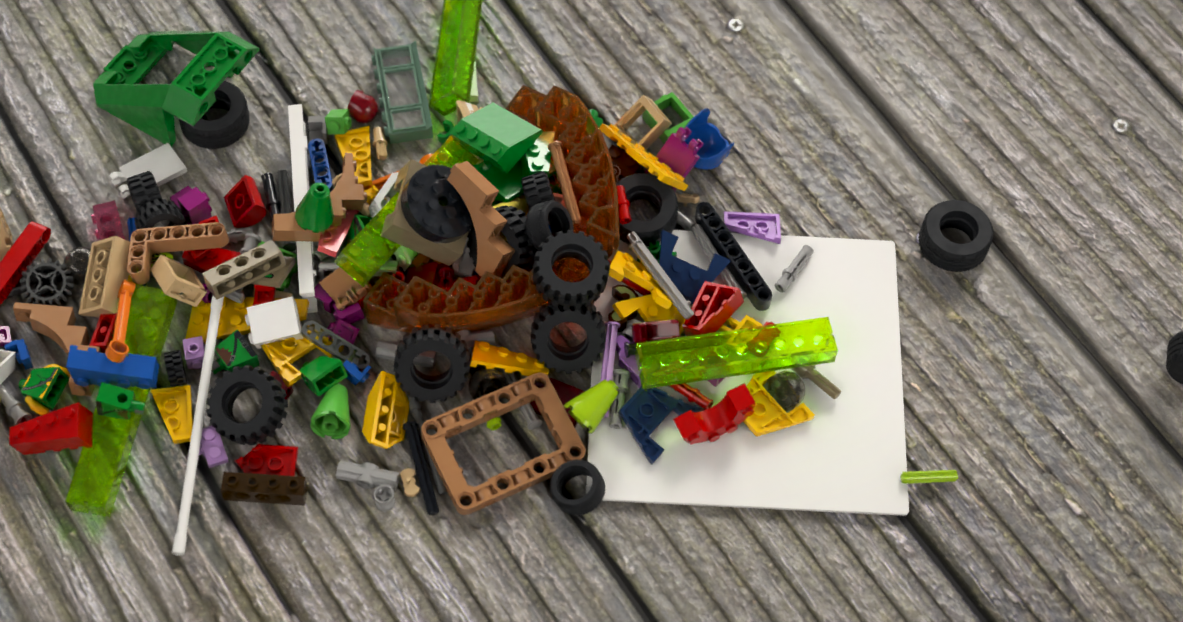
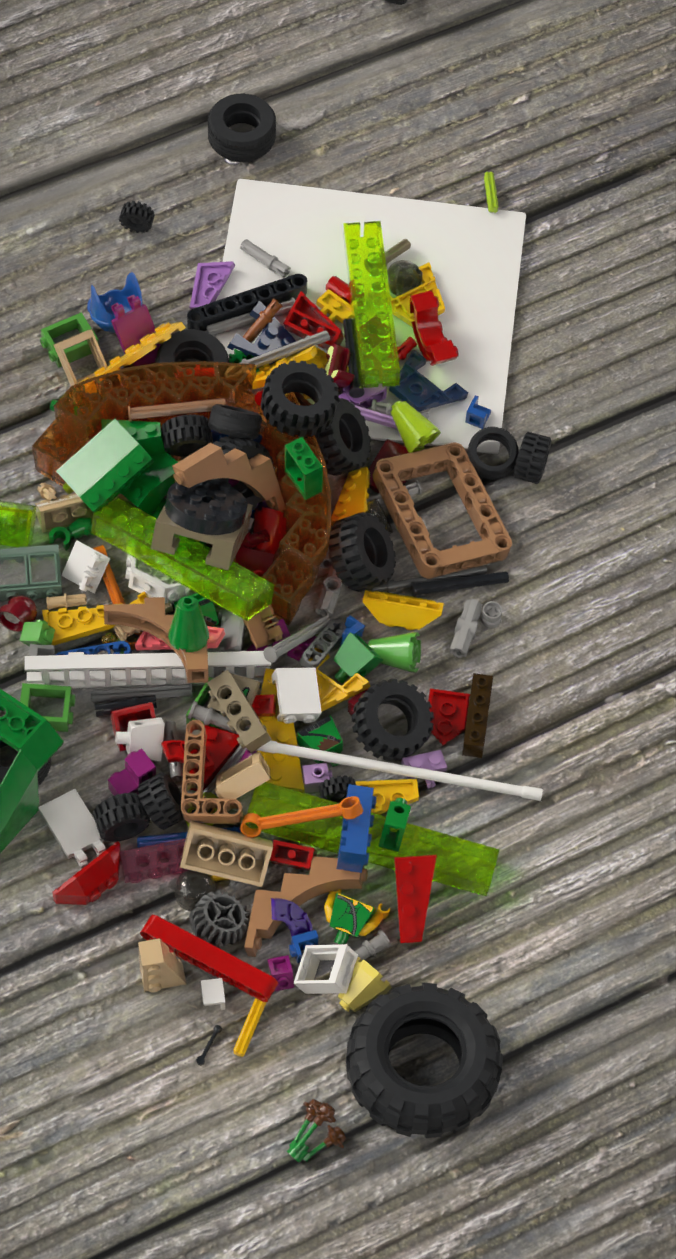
camera: 85 degrees left, 0 degrees up
(42, 338) = (291, 915): none -> dark purple tile
(94, 187) = (92, 879): none -> red wedge
(228, 205) = (145, 735): none -> white torso
(267, 122) = (52, 691): none -> bright green window
(337, 320) = (272, 653): none -> light grey axle
(409, 482) = (479, 594): tan piece -> none
(414, 150) = (85, 567): none -> white hinge
(482, 276) = (303, 465): none -> green window
(572, 523) = (532, 457): none -> black tyre
(628, 472) = (476, 414): none -> blue panel
(706, 263) = (264, 318): none -> dark orange pin
(821, 156) = (136, 217): none -> black tyre

